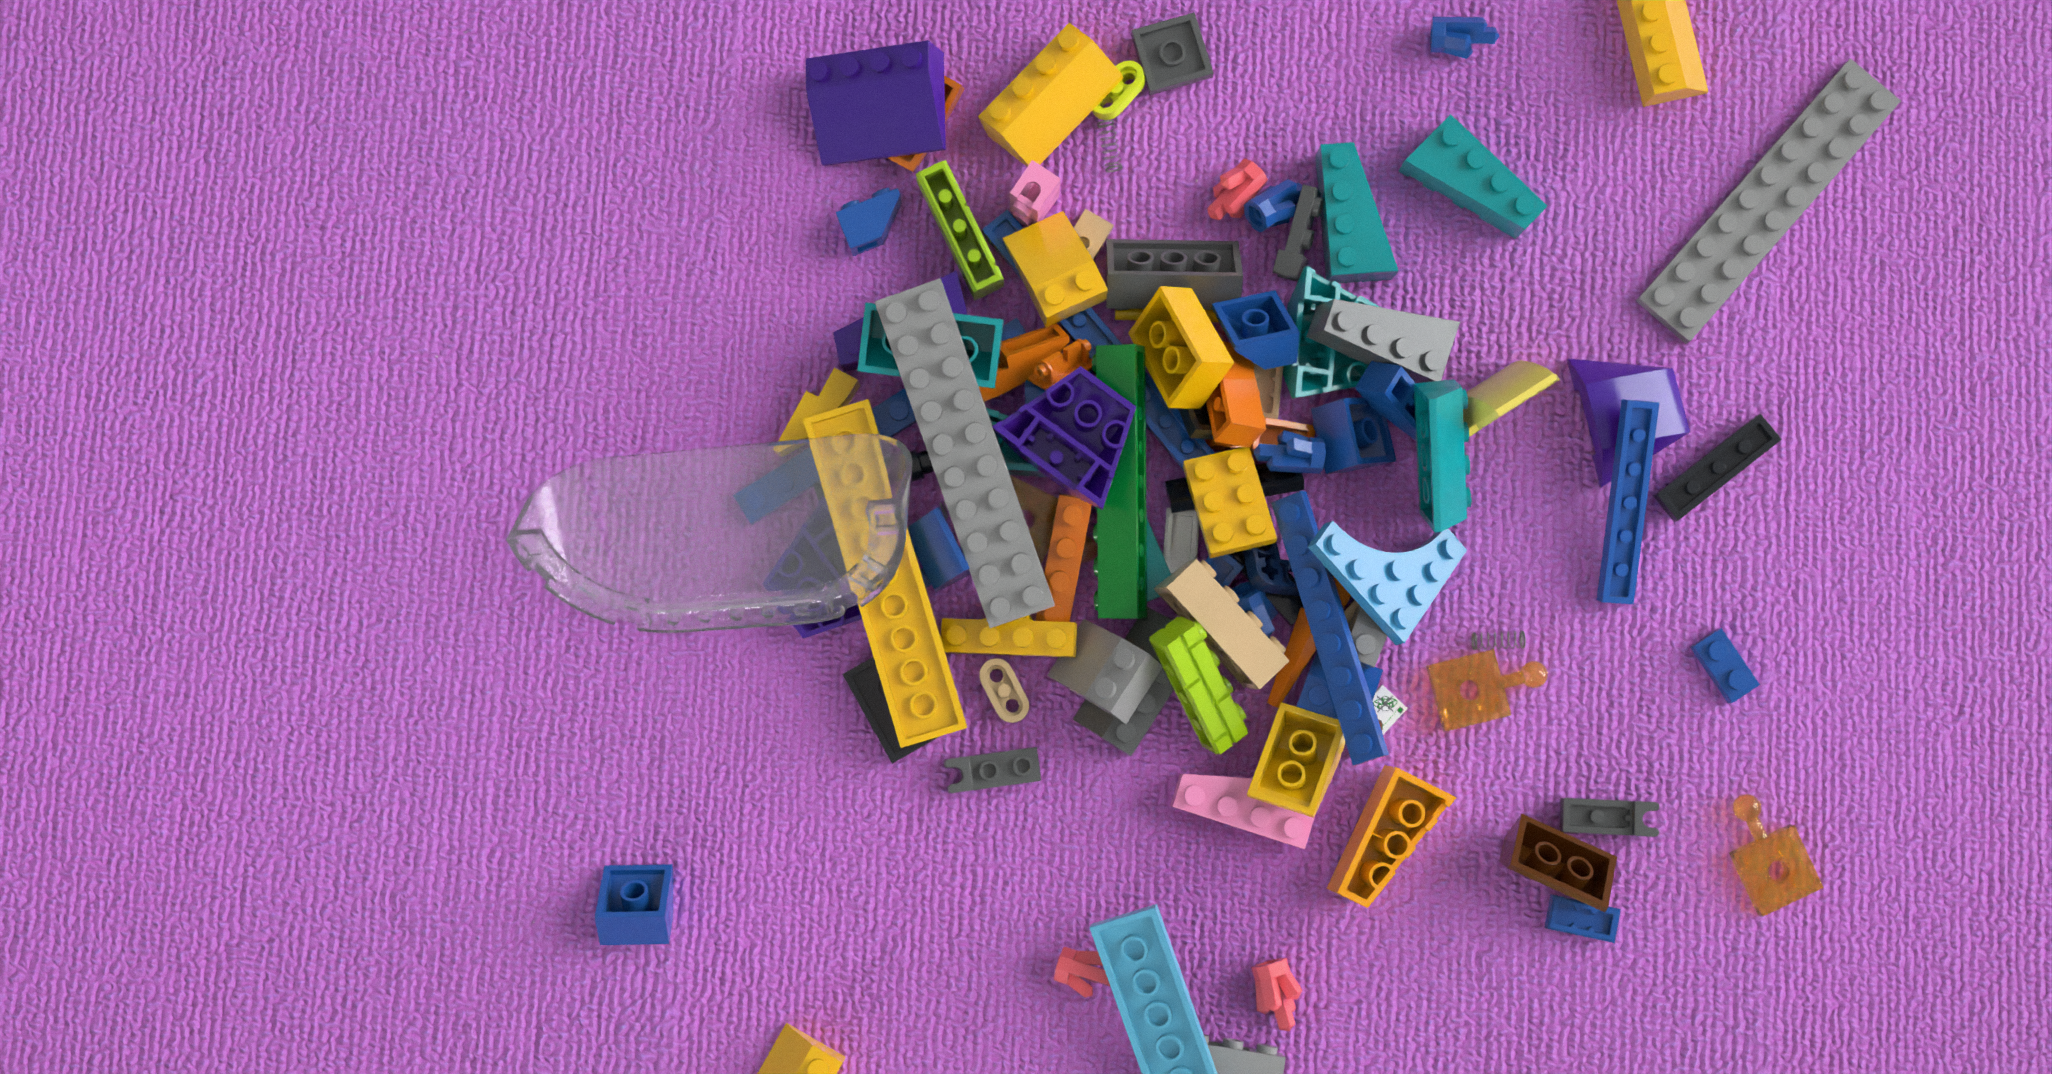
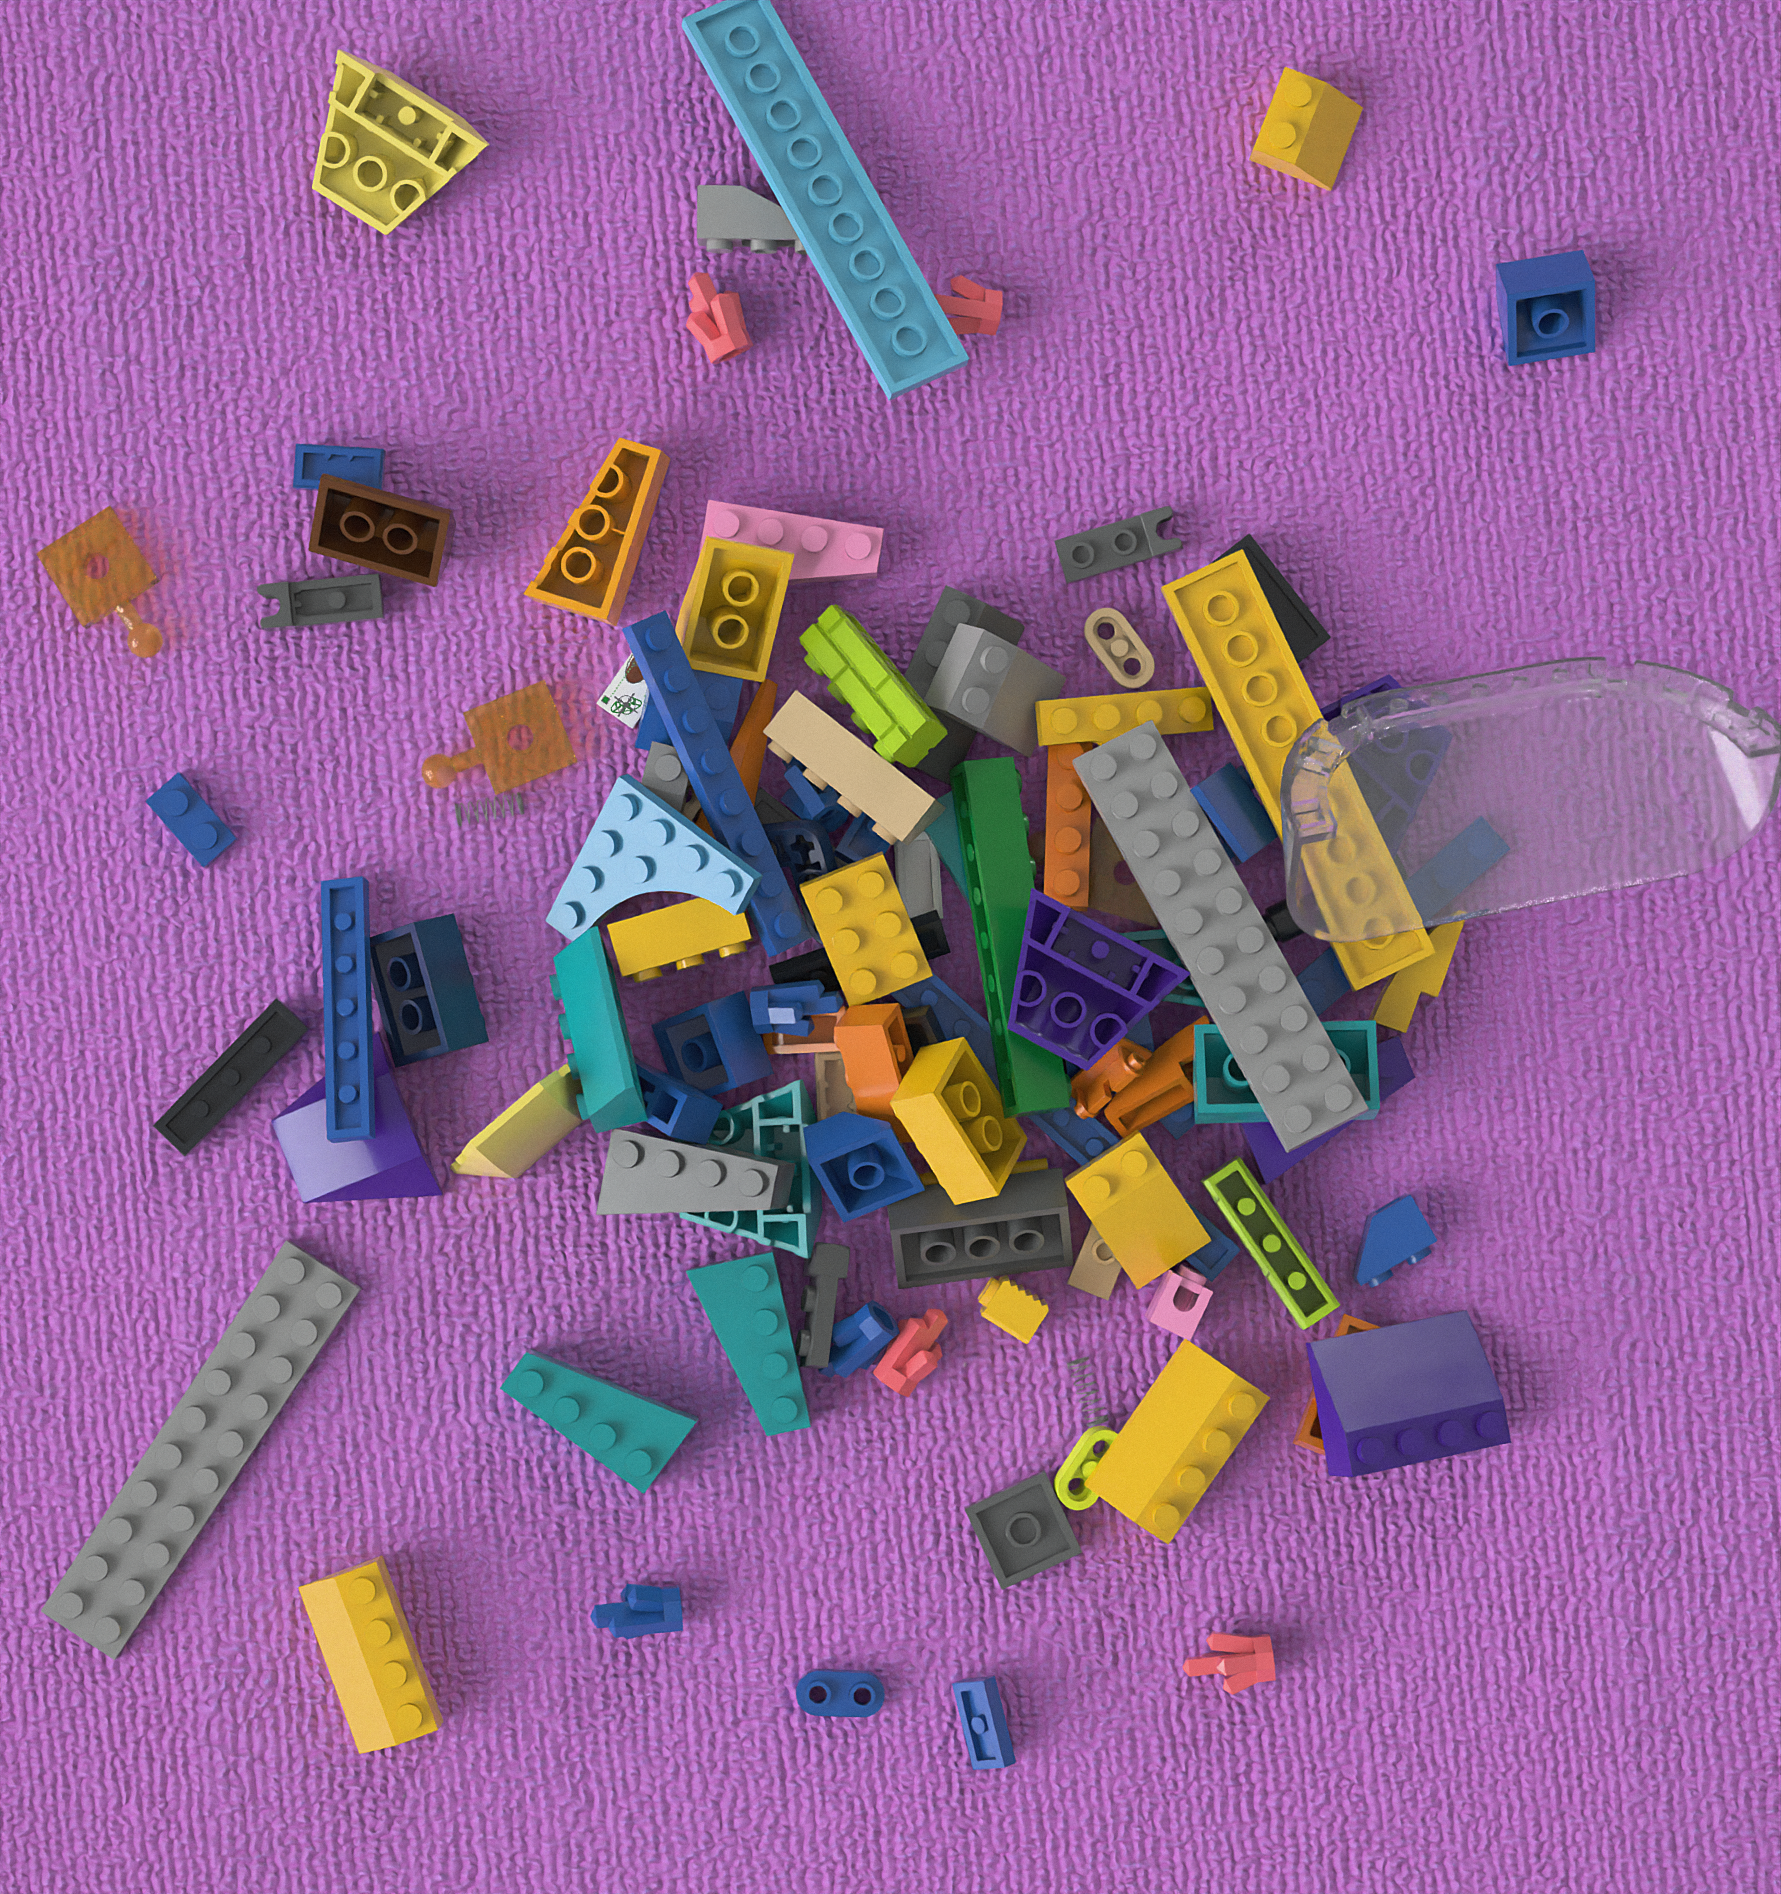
camera: 175 degrees right, 5 degrees up
(1158, 209) = (1012, 1307): none -> yellow brick
(1375, 518) = (678, 937): none -> yellow brick
(1563, 509) = (425, 990): none -> dark blue slope

